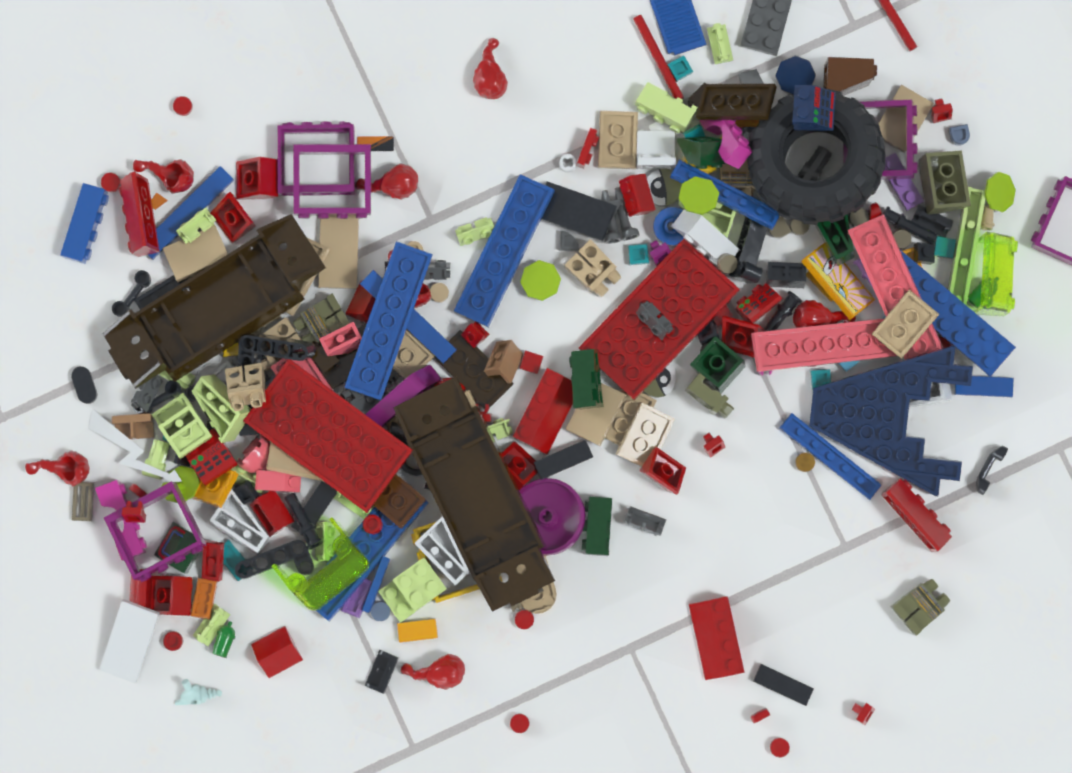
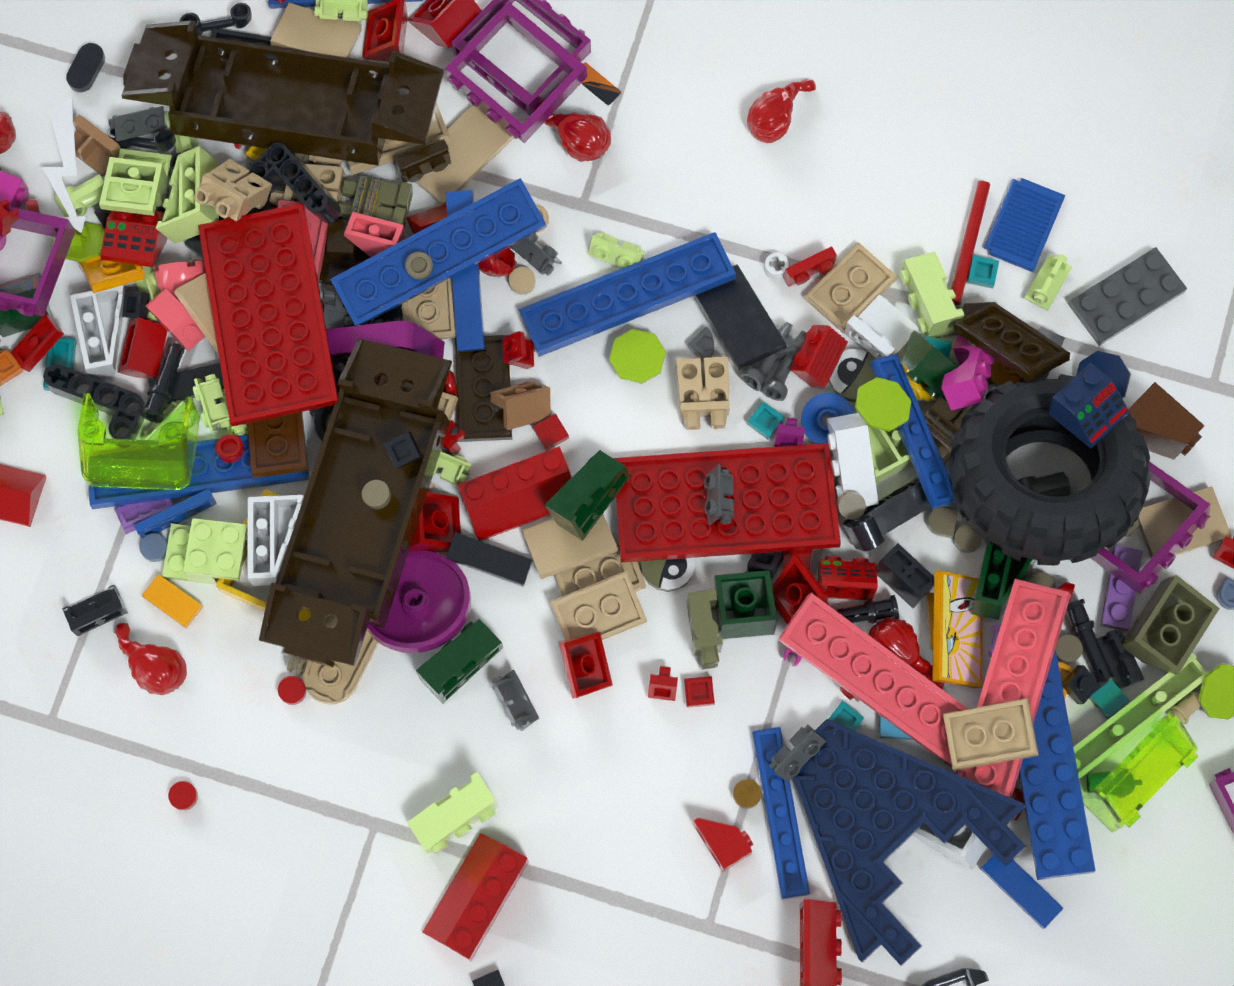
camera: 40 degrees right, 10 degrees down
(325, 283) = (423, 161): none -> dark brown plate
(332, 505) = (207, 393): none -> yellowish green hinge
(386, 338) = (419, 266): none -> dark tan tile
(474, 446) = (403, 450): none -> black plate
(481, 481) = (376, 494): none -> dark tan tile
(668, 608) = (453, 815): none -> yellowish green wedge
(733, 431) = (699, 691): none -> red tile
(814, 410) = (788, 762): none -> dark grey hinge
(817, 498) = (724, 842): none -> red slope

